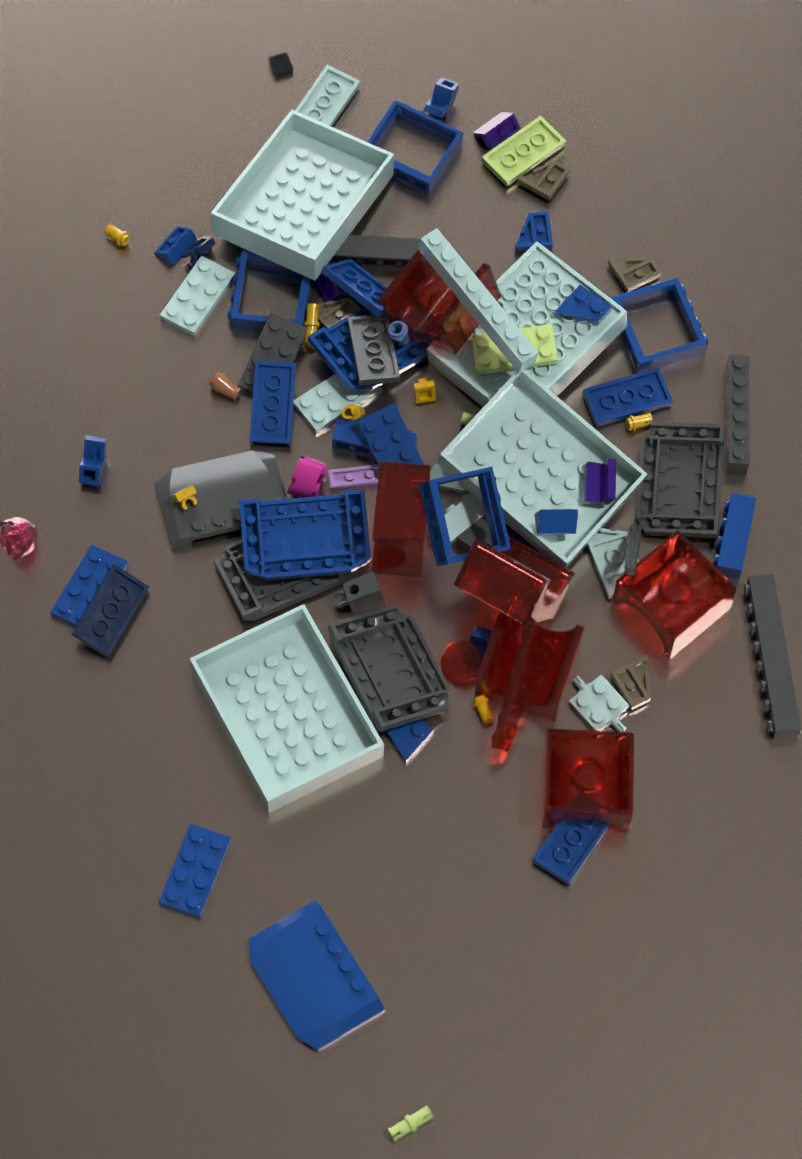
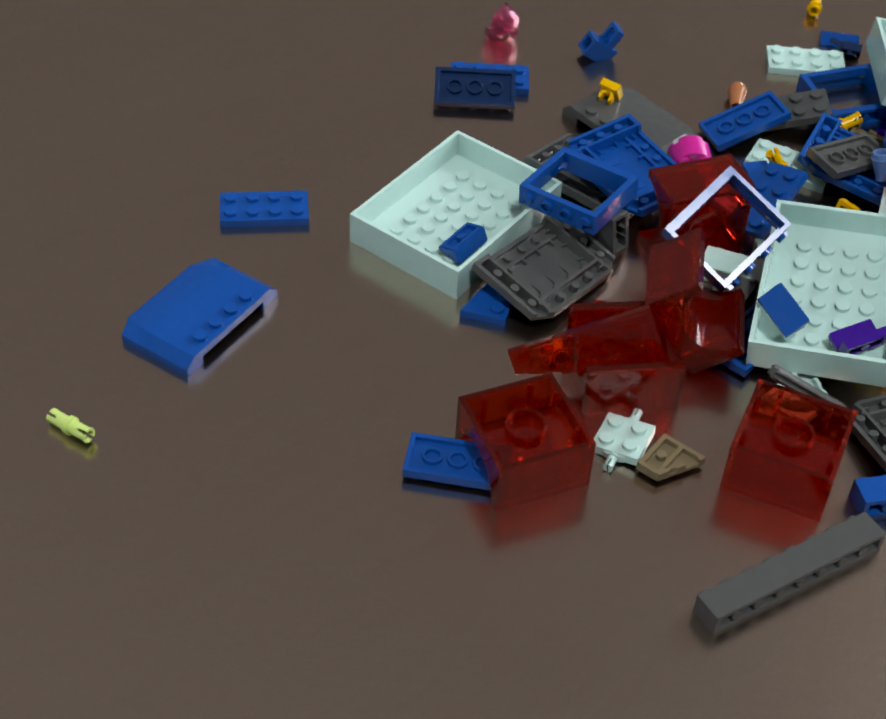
camera: 65 degrees right, 20 degrees down
(320, 571) = (621, 182): none -> blue window
(332, 721) = (464, 242): none -> blue slope

